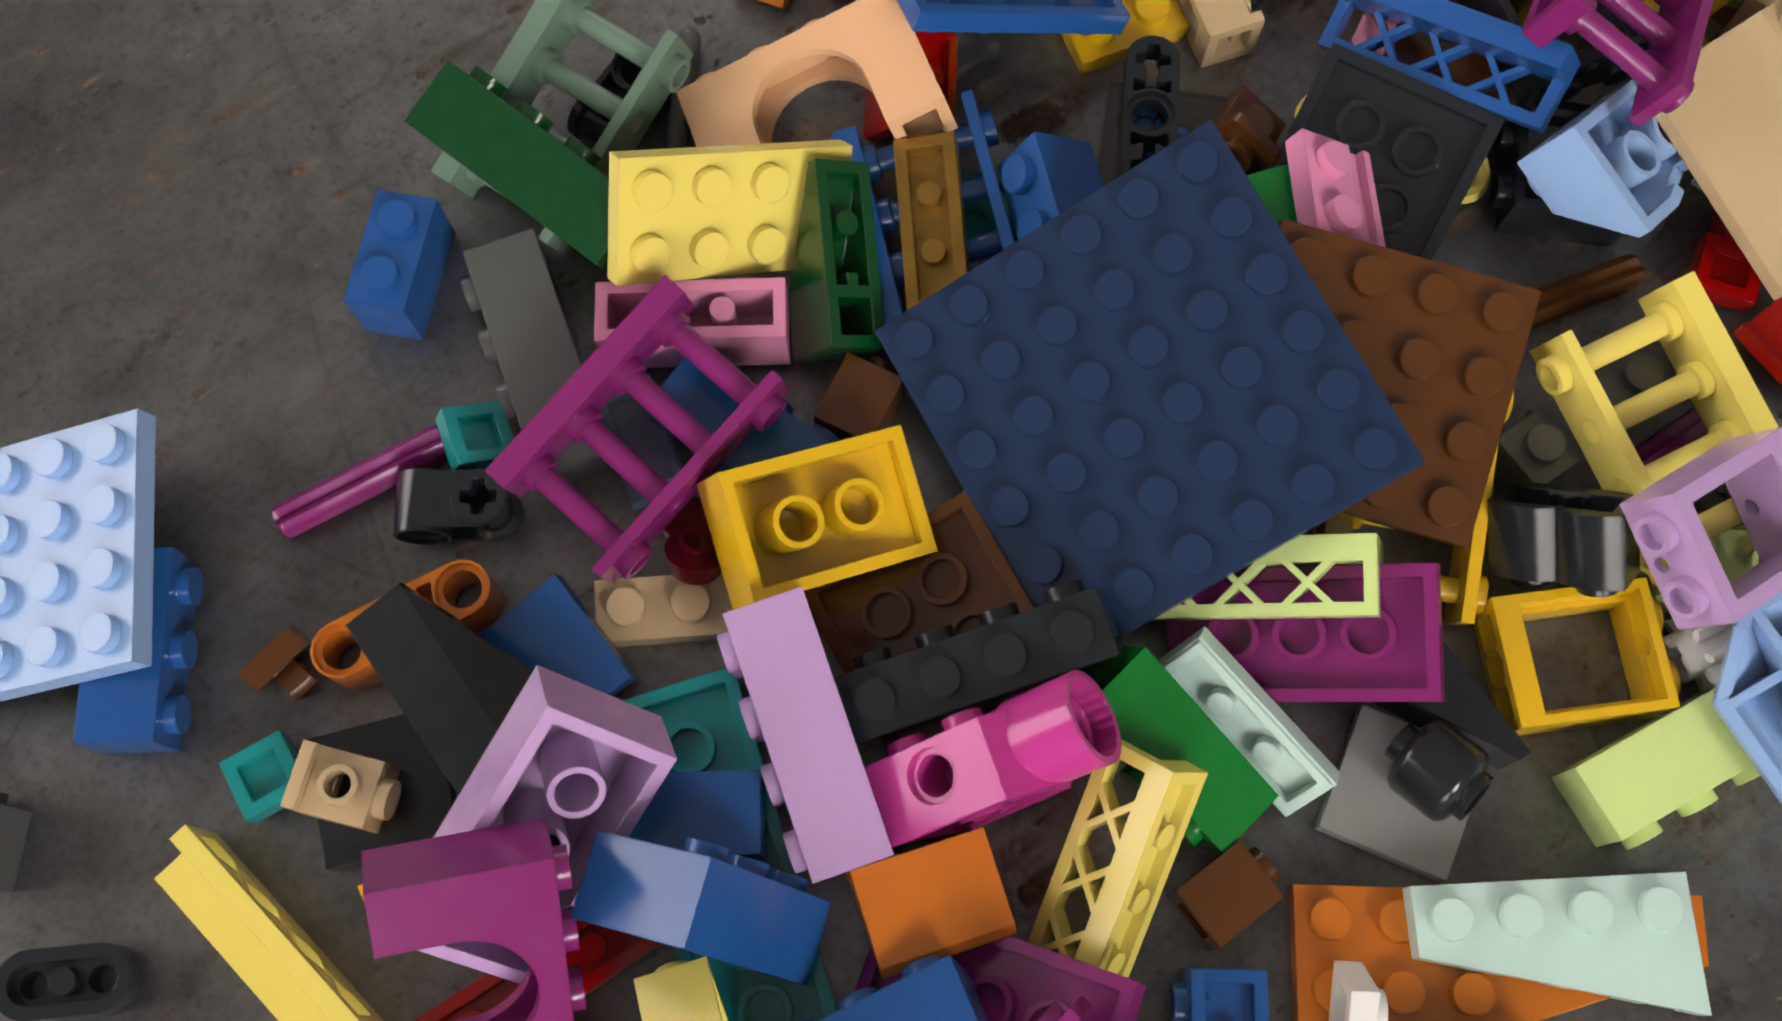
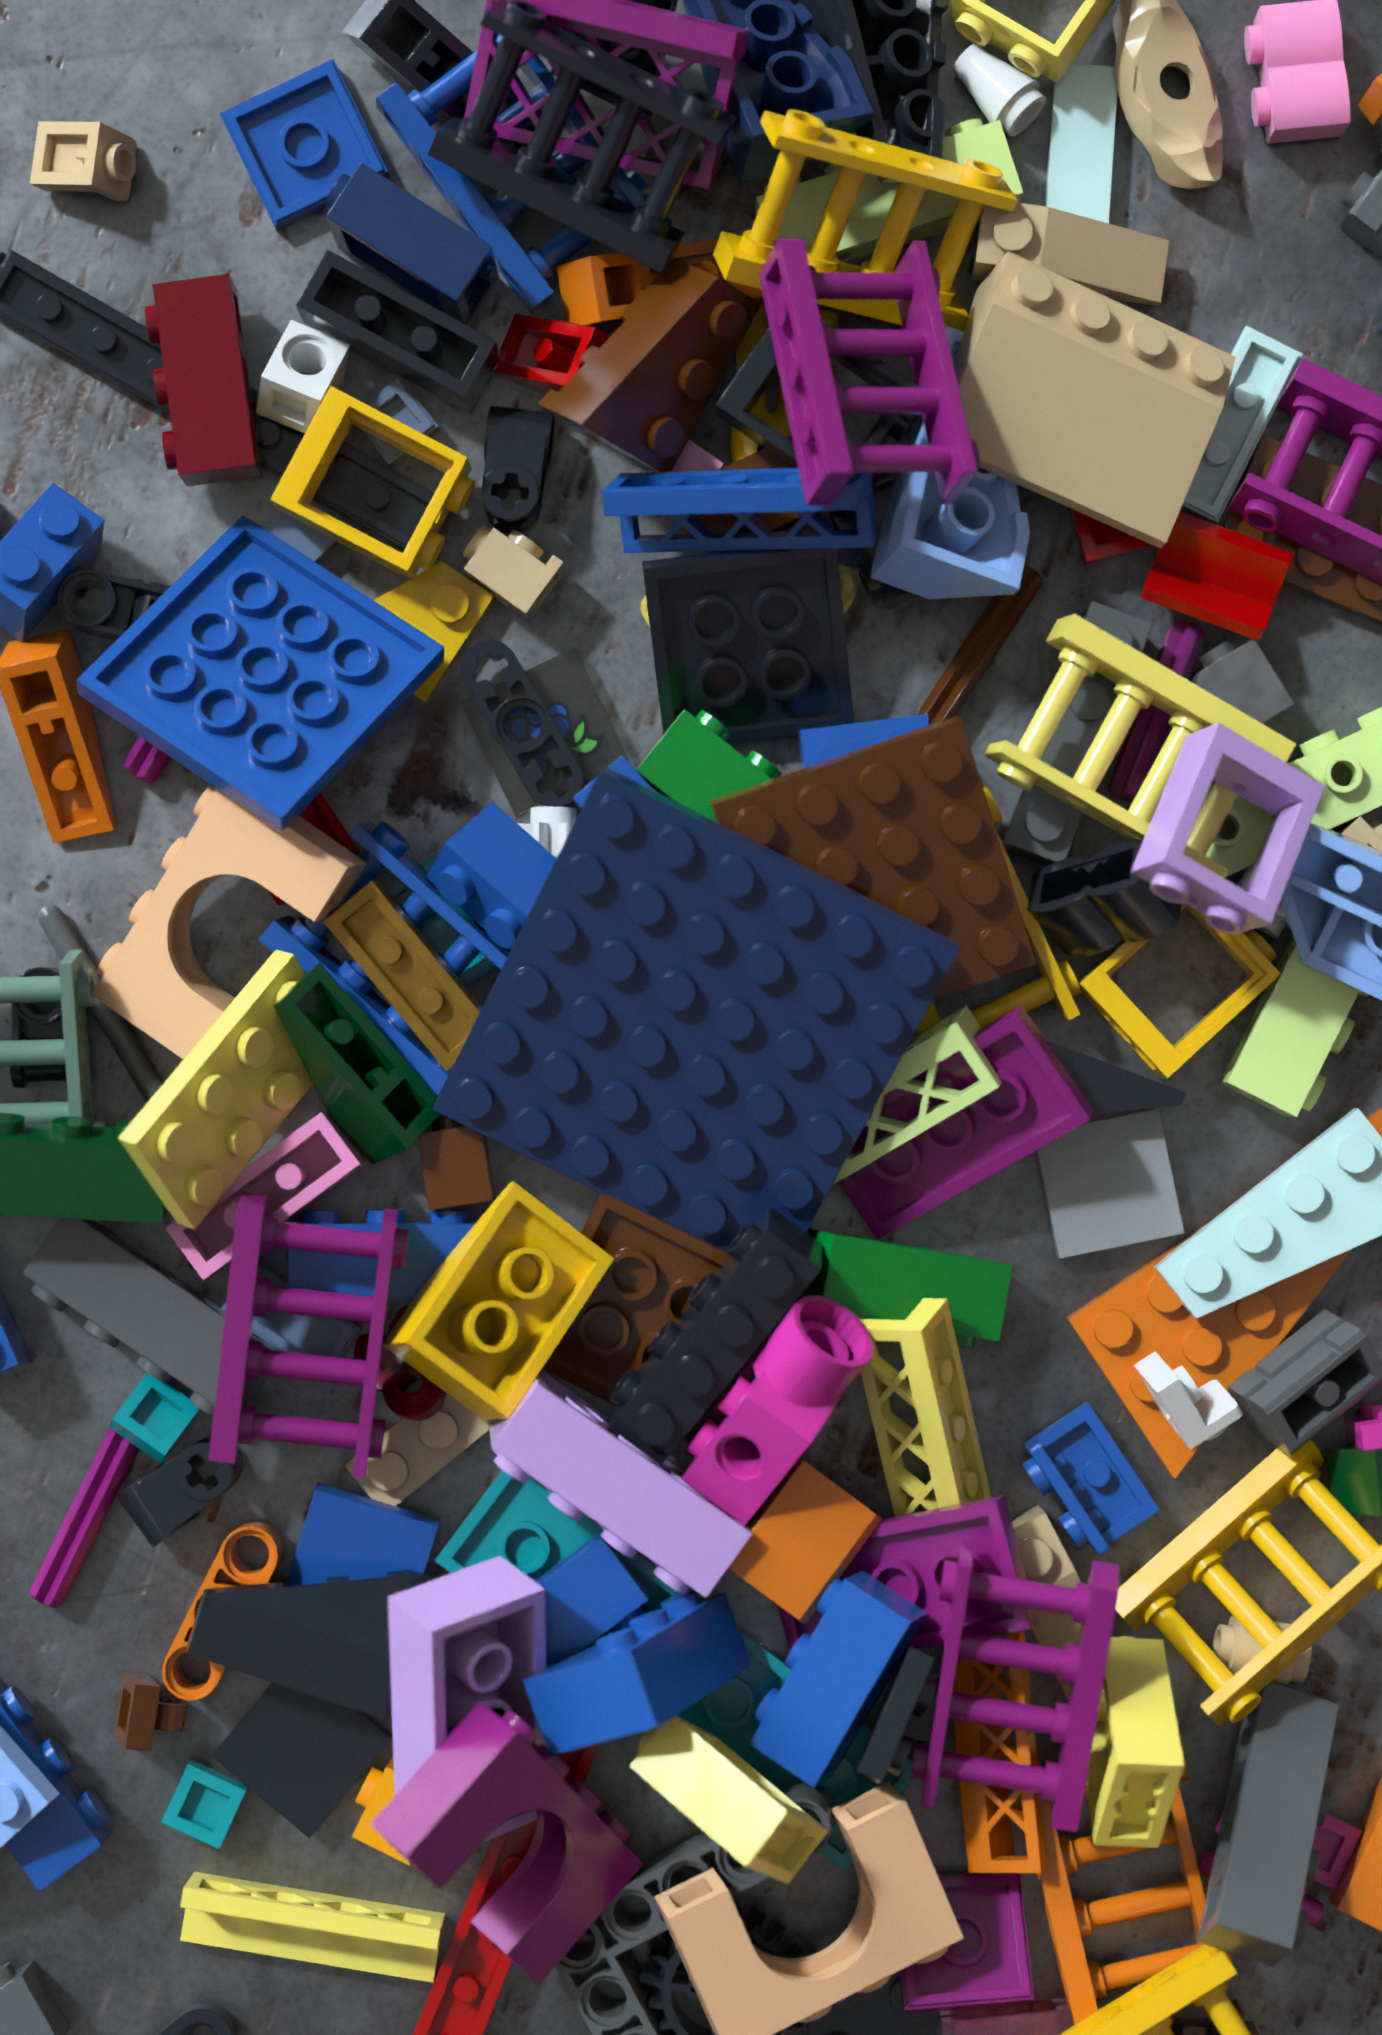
camera: 35 degrees left, 15 degrees up
(317, 780) = (252, 1772): tan brick -> none
(1227, 894) = (1022, 1365): reddish brown brick -> none
(1250, 130) = (614, 679): reddish brown bracket -> none
(1251, 721) = (949, 1221): light aqua tile -> none
(1333, 187) = (739, 722): bright pink plate -> none
(1438, 770) = (1123, 1157): black head -> none

